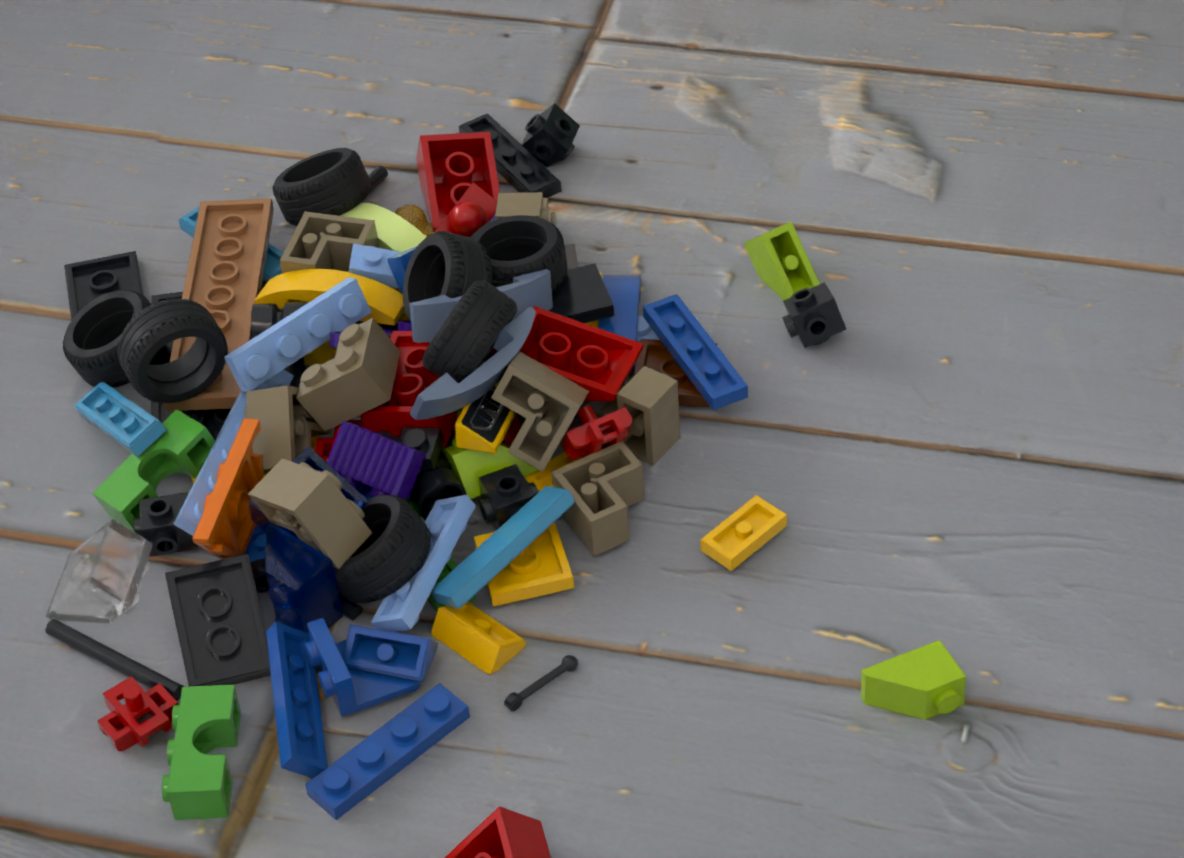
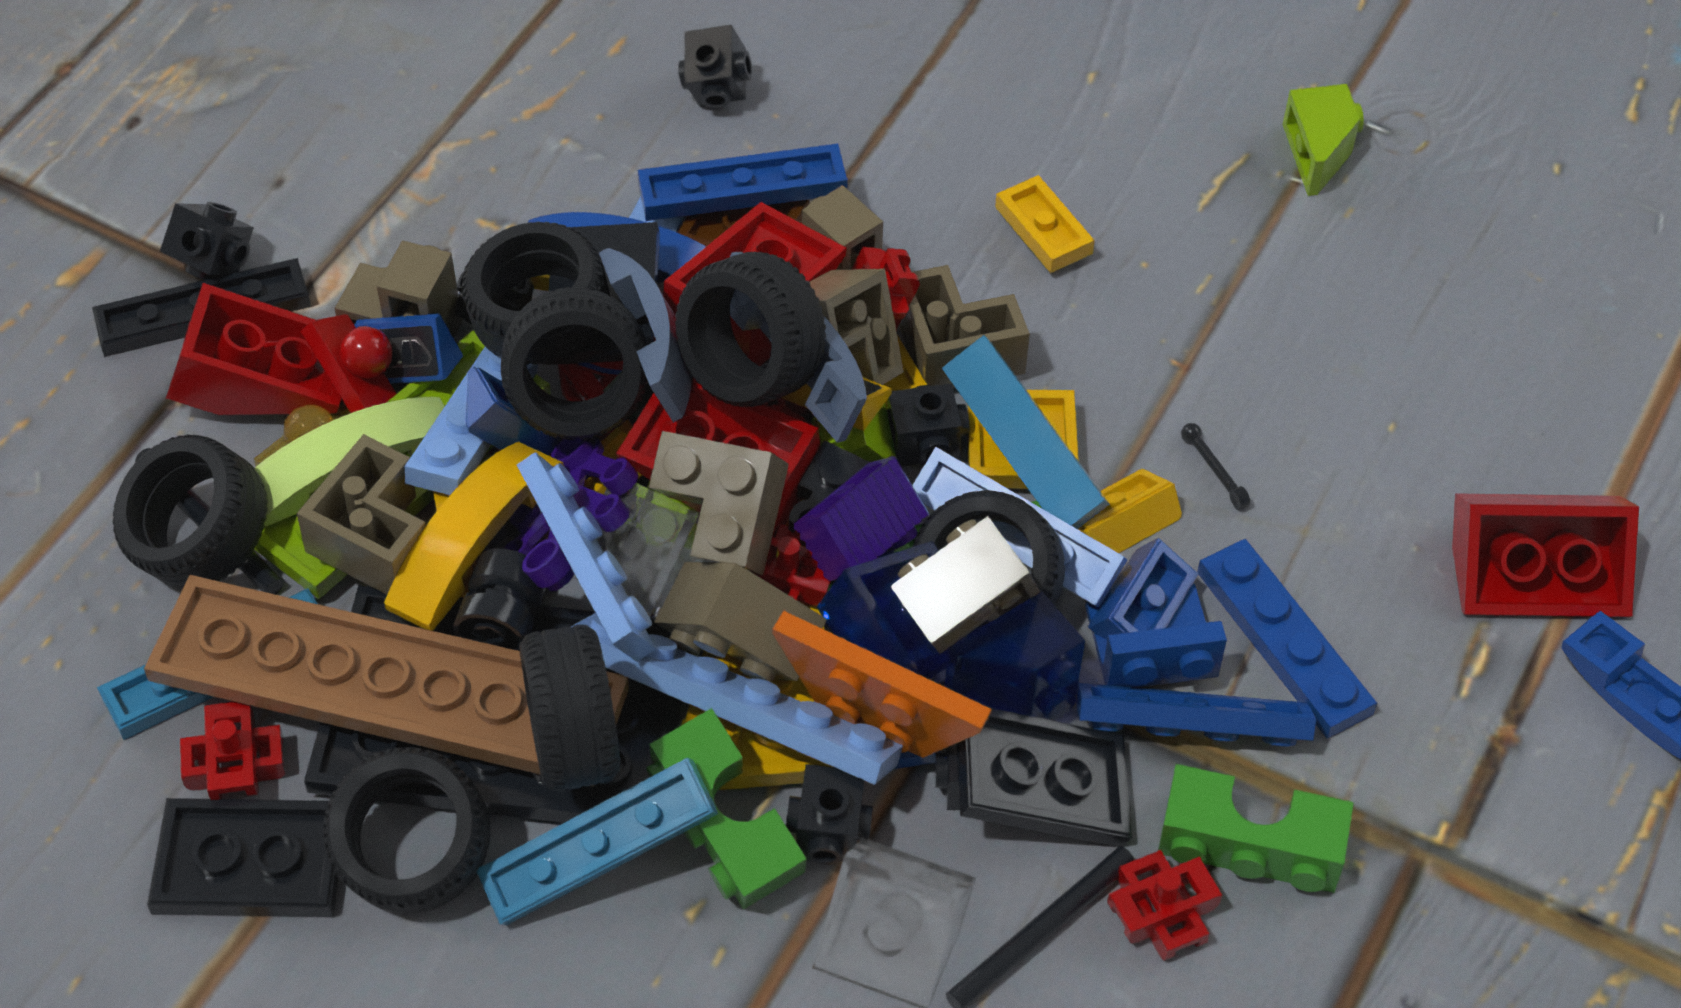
camera: 80 degrees left, 10 degrees up
(165, 262) = (226, 743): none -> red piece
(781, 261) = (590, 75): lime slope -> none

